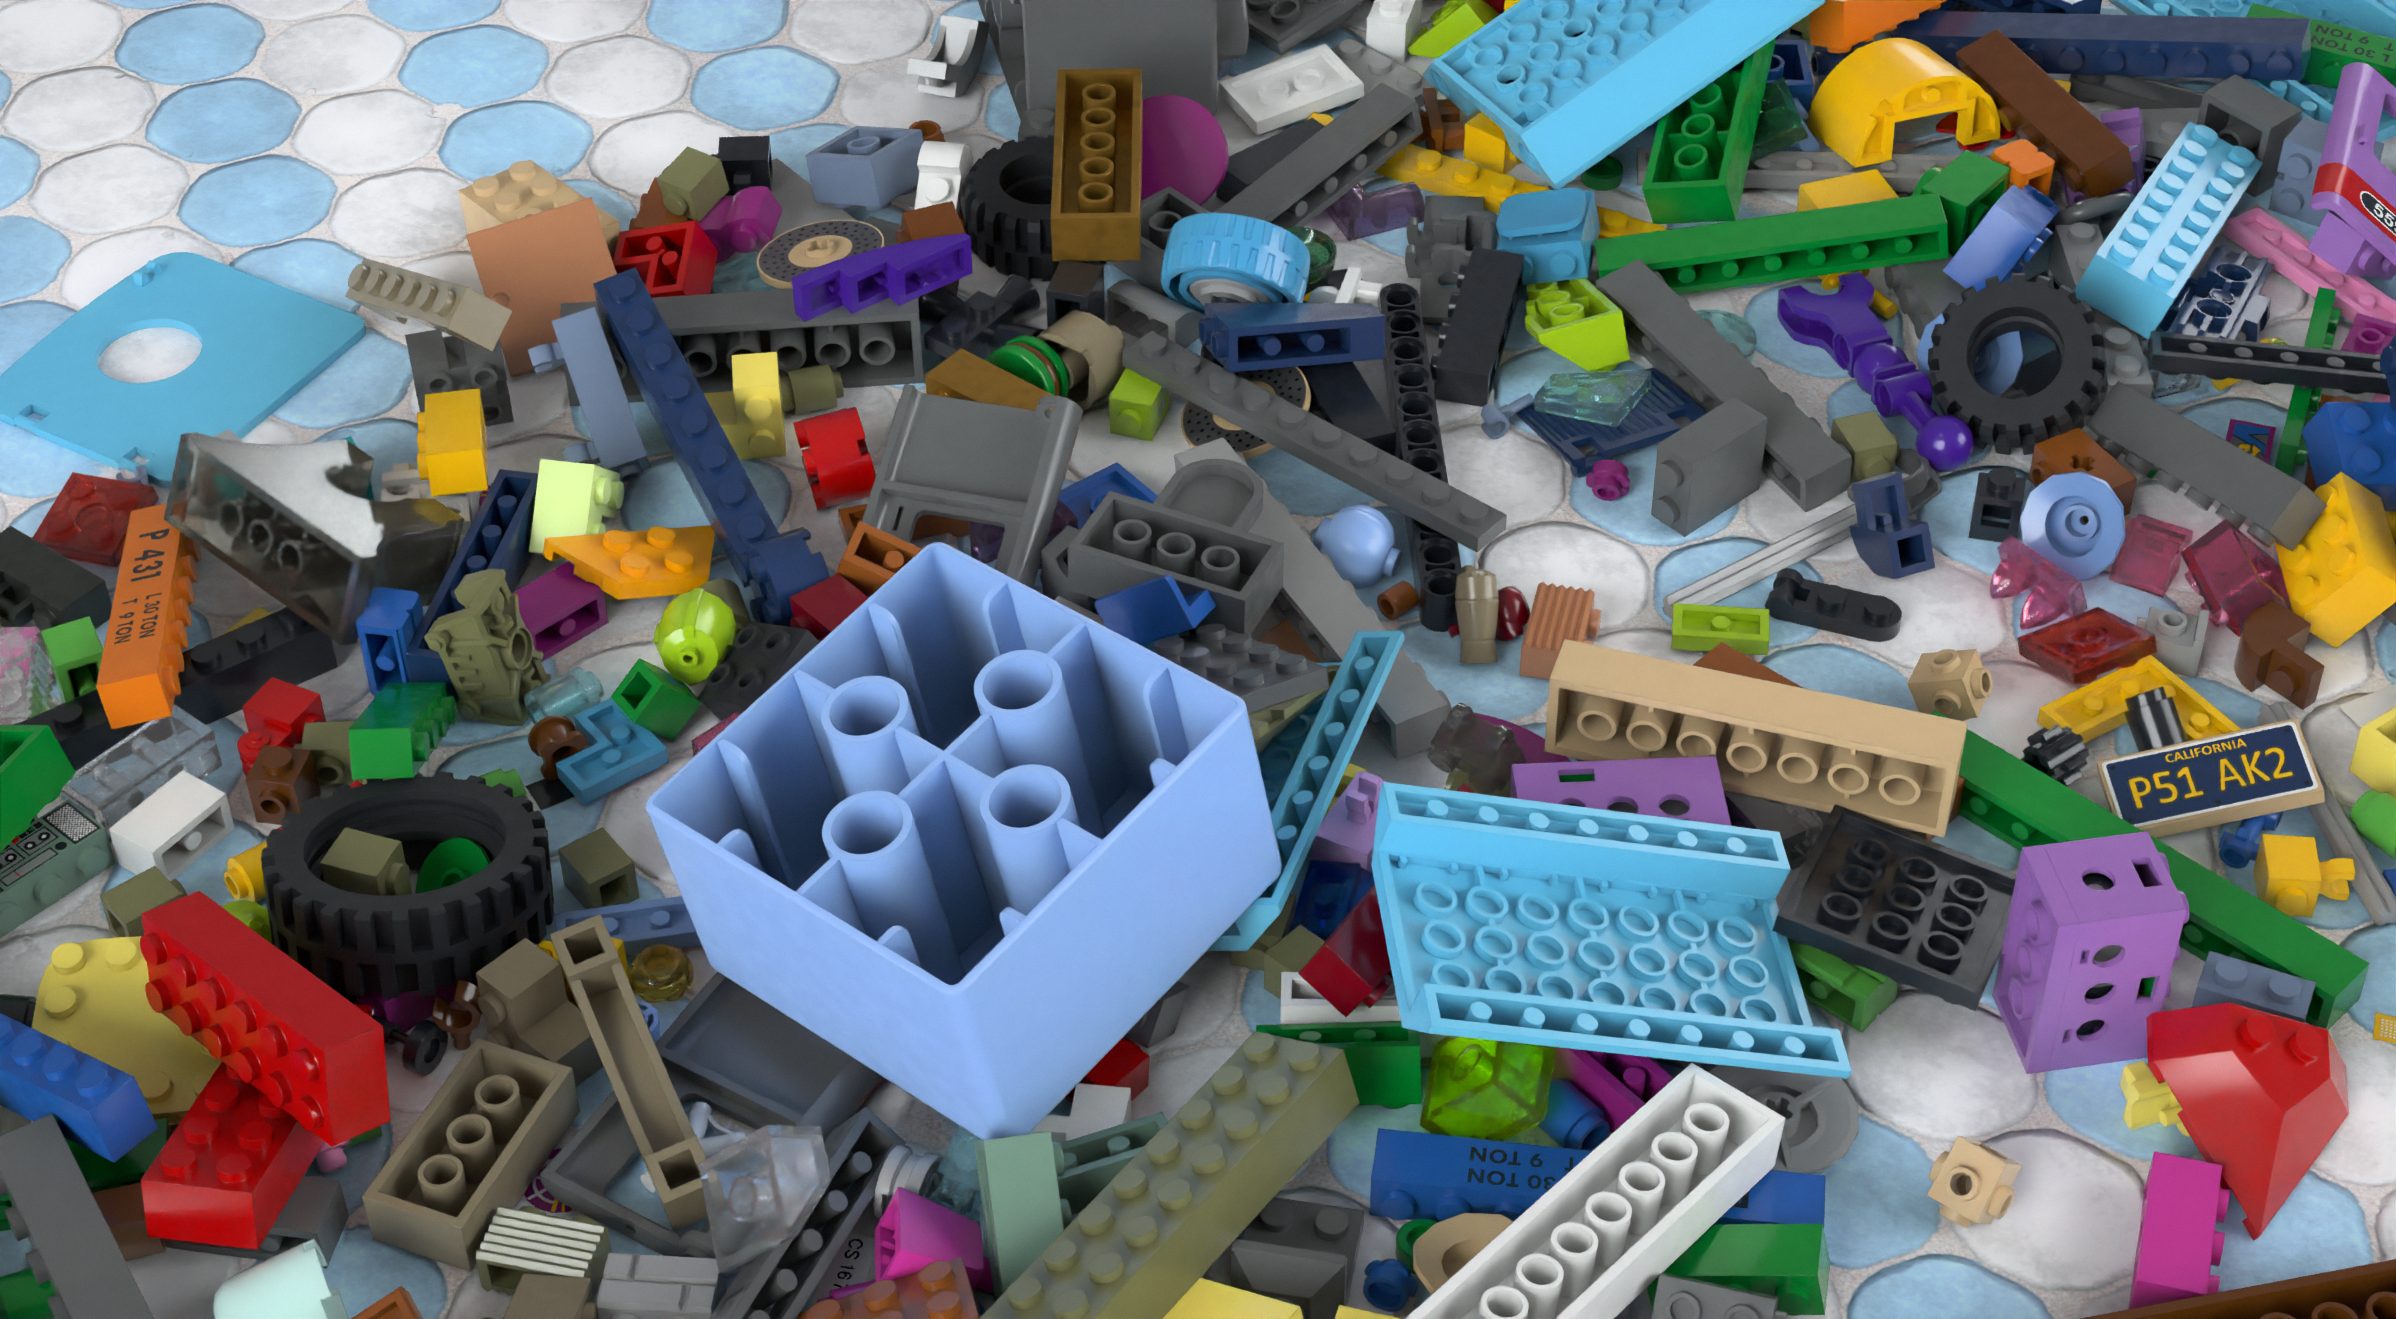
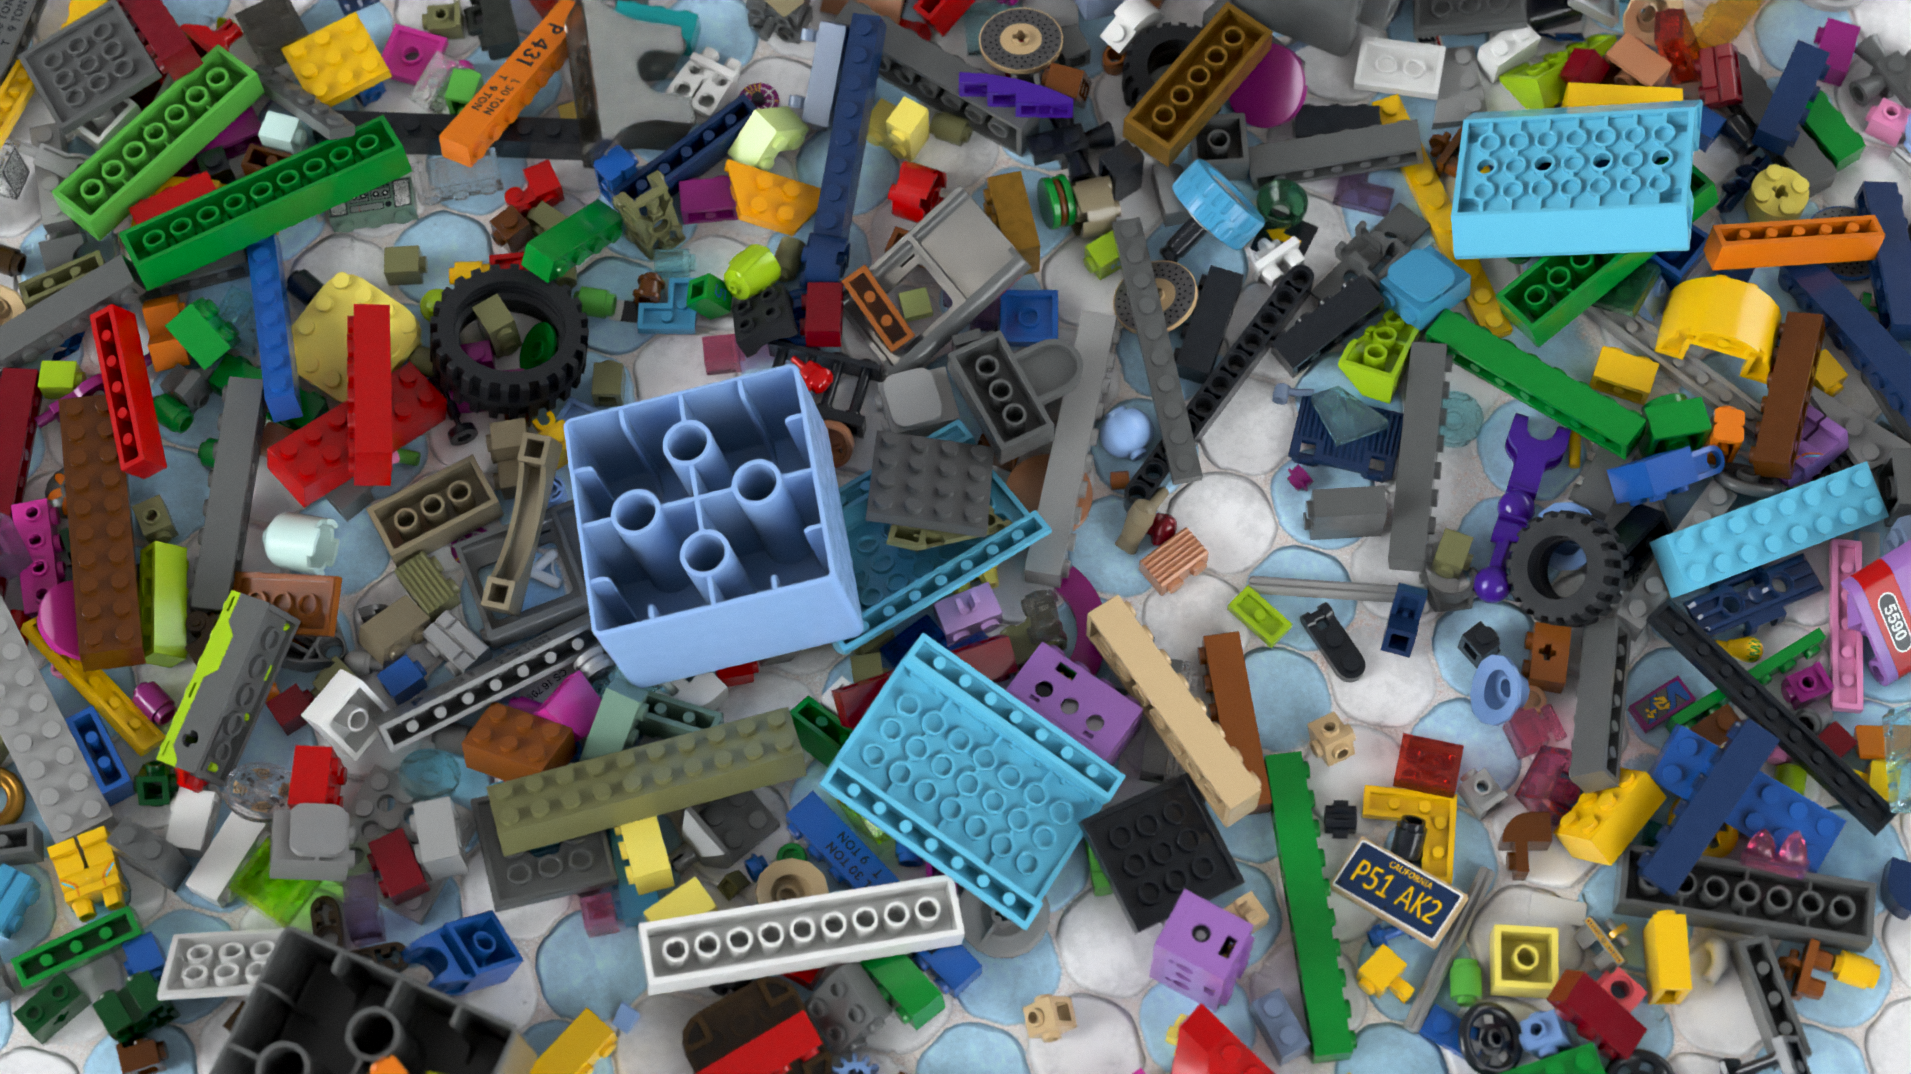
camera: 40 degrees right, 25 degrees up
(172, 827) = (448, 221): white brick -> none
(453, 442) = (735, 59): yellow brick -> none
(459, 1022) = (480, 428): reddish brown piece -> none
(763, 1190) = (516, 636): clear slope -> none
(1153, 610) = (961, 424): blue panel -> none
(1291, 334) = (1200, 274): dark blue slope -> none
(2052, 588) = (1453, 718): clear pink tile -> none

